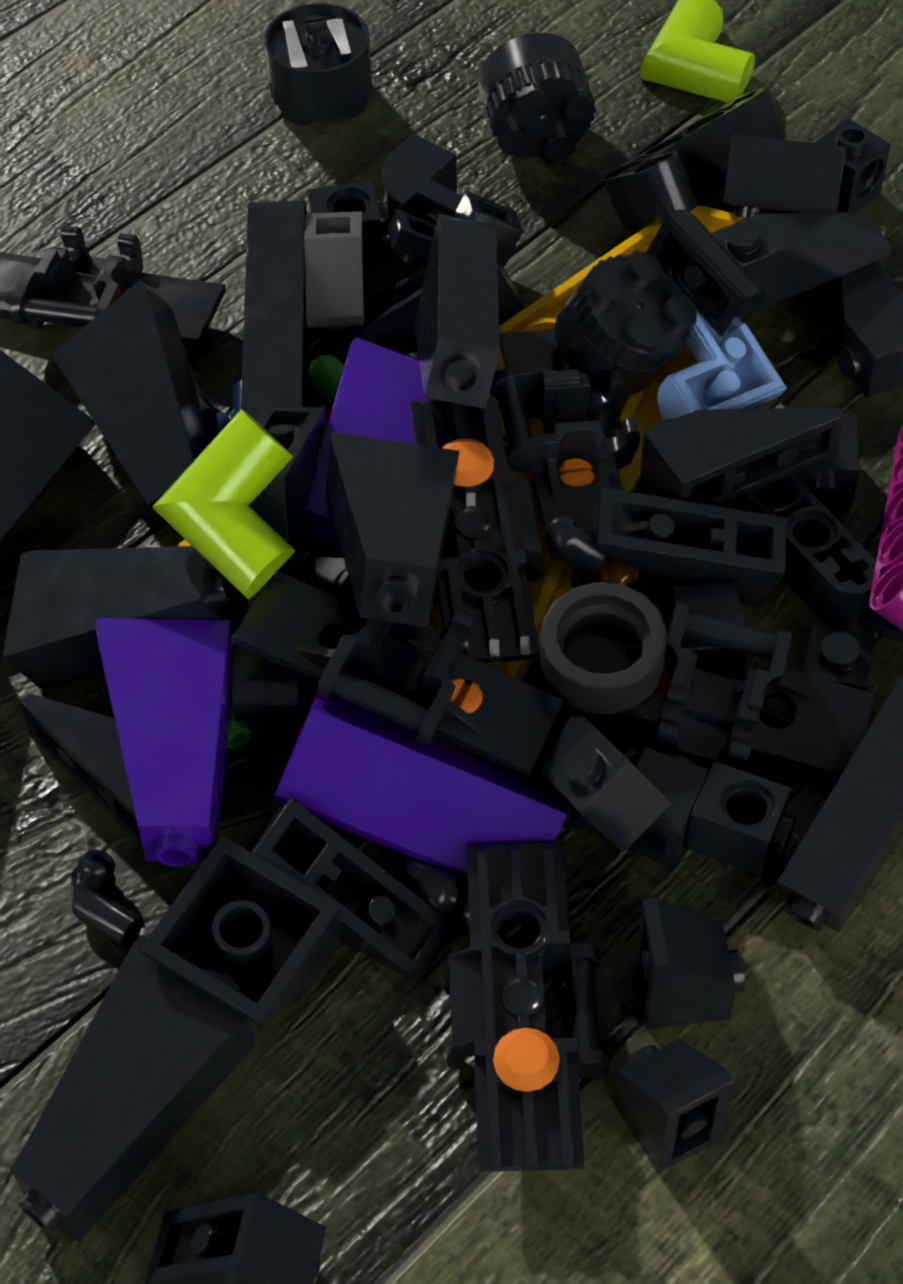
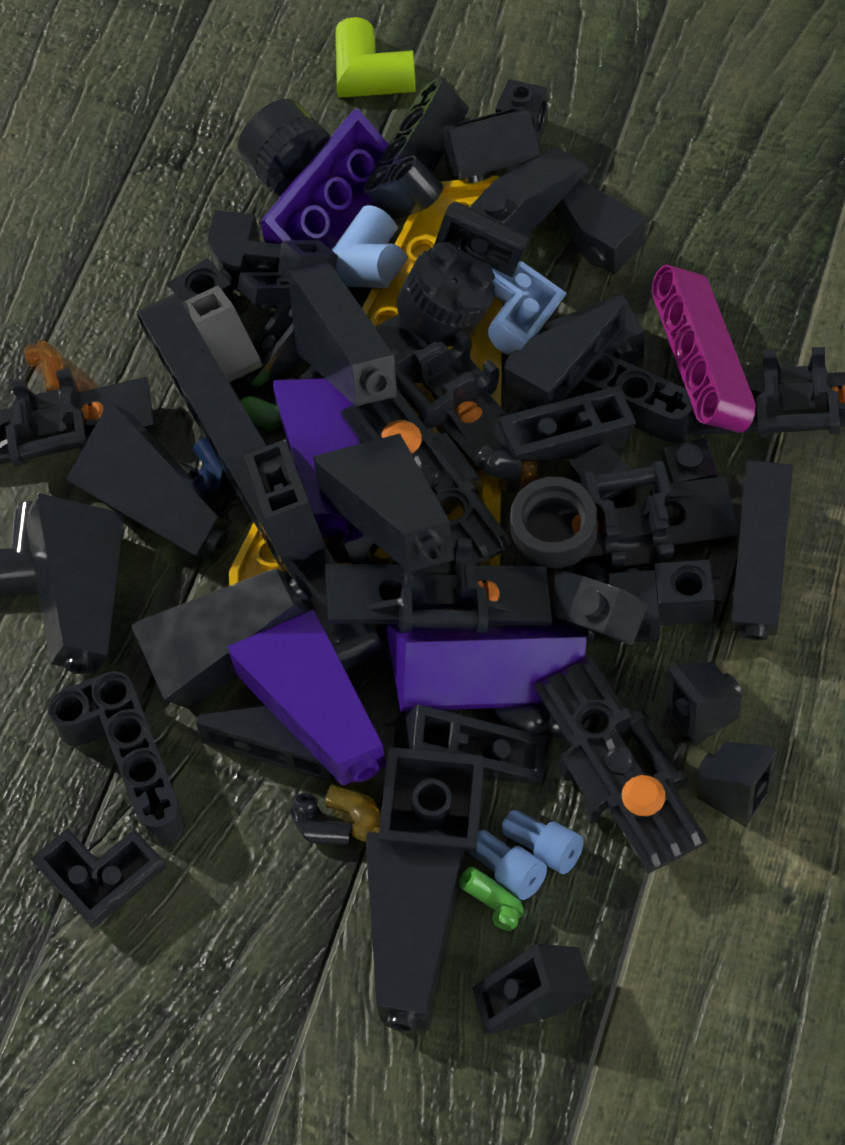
camera: 20 degrees left, 5 degrees up
(125, 219) = (50, 361): none -> clear orange arm
(154, 890) = (359, 806): none -> clear yellow arm
(213, 502) = (271, 539): lime brick -> none
(262, 1098) = (482, 887): none -> bright green arm
(307, 1074) = (513, 868): none -> medium blue piece
(318, 63) = (112, 180): black piece -> none
(374, 1064) = (550, 842): none -> medium blue piece
(558, 165) = (329, 188): none -> dark purple slope
(565, 246) = (364, 250): none -> light blue brick

